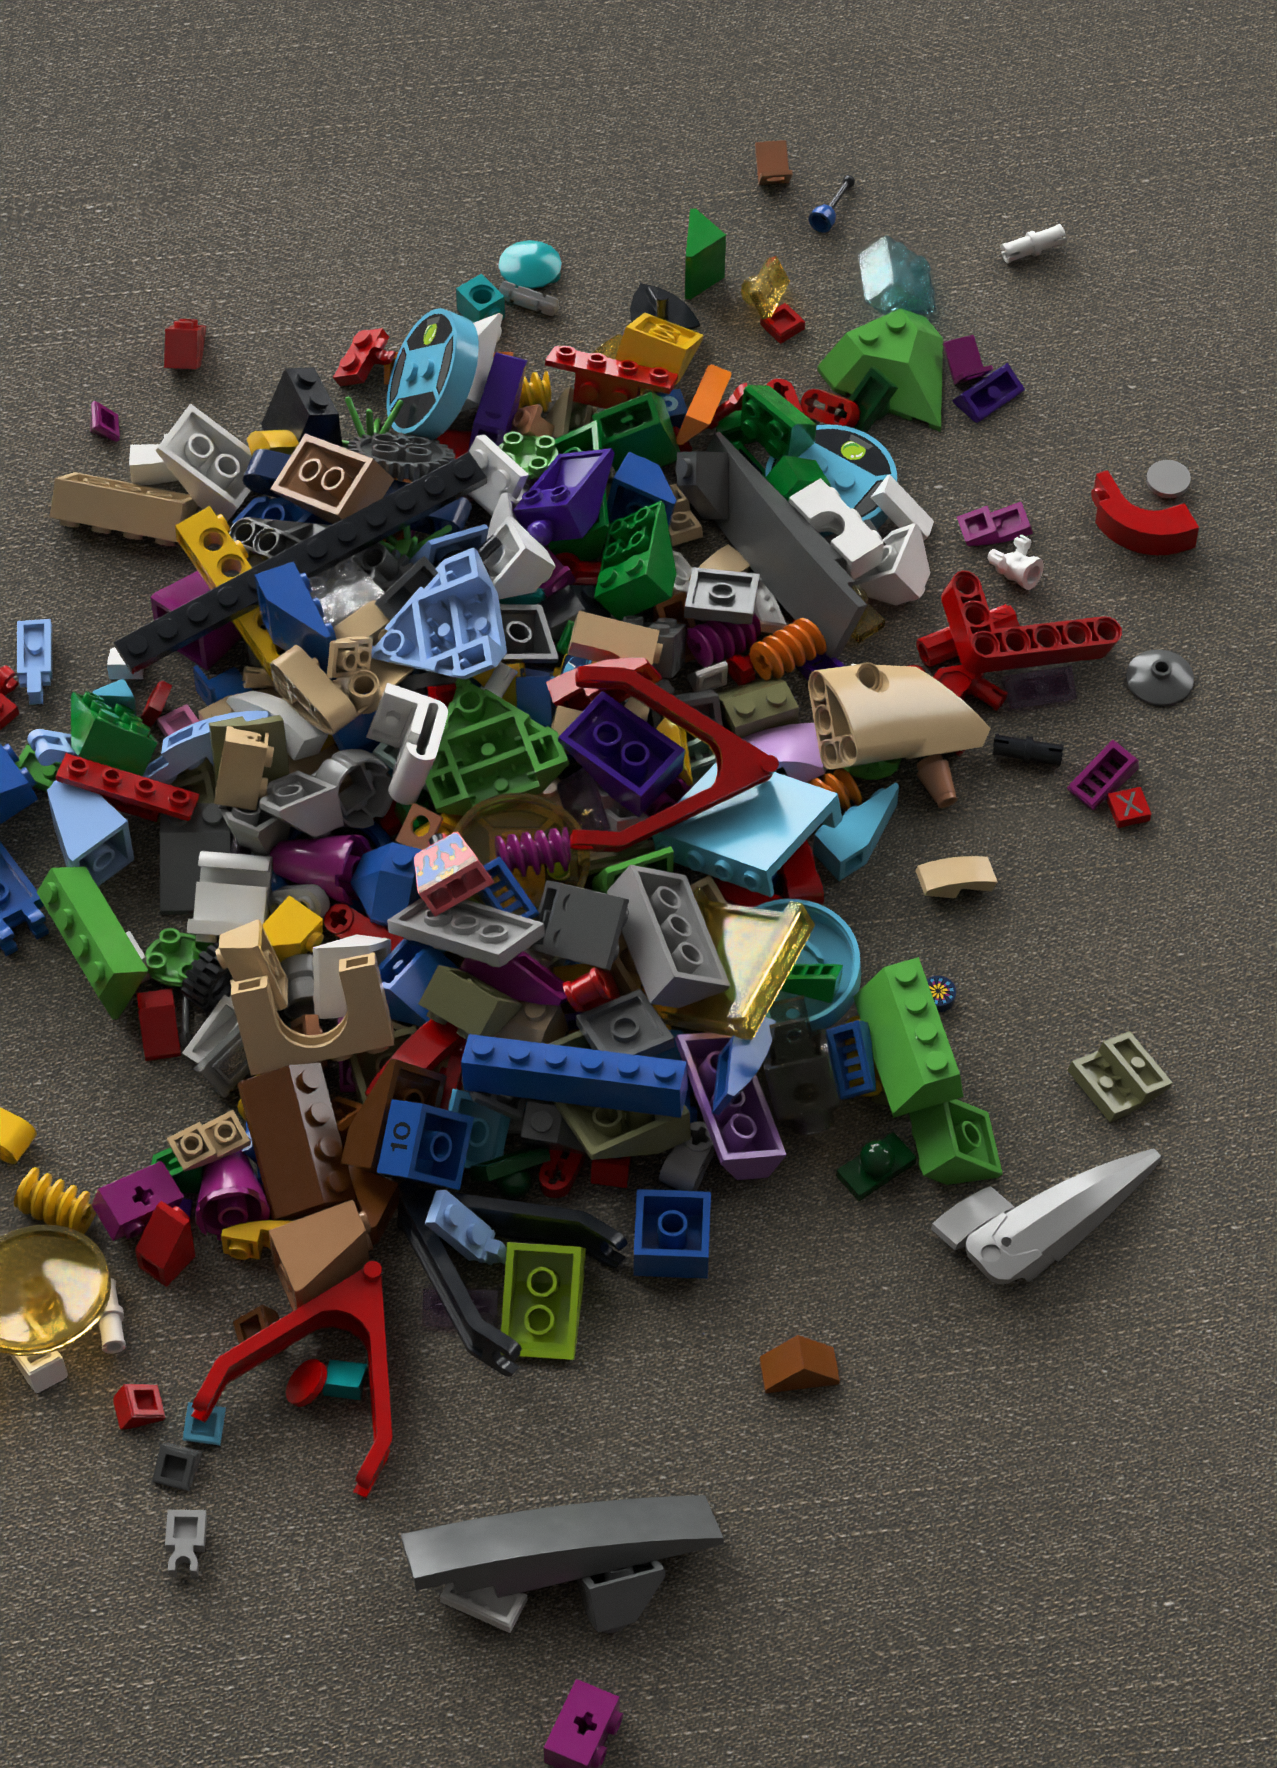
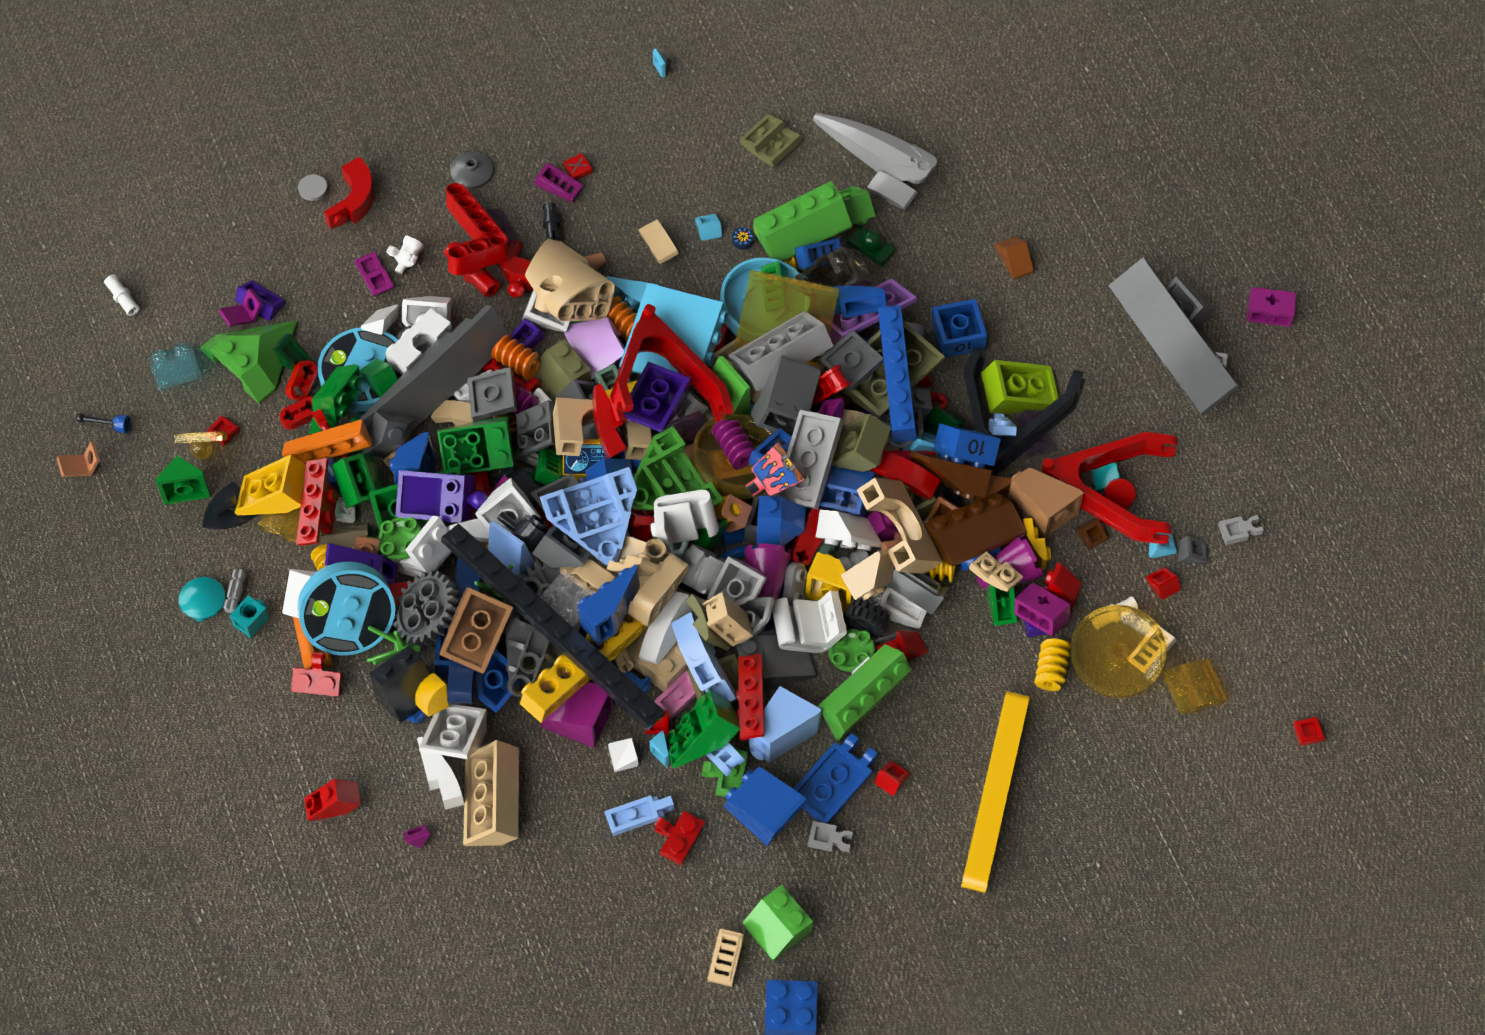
camera: 105 degrees left, 5 degrees up
(973, 954) = (708, 227): none -> medium azure slope

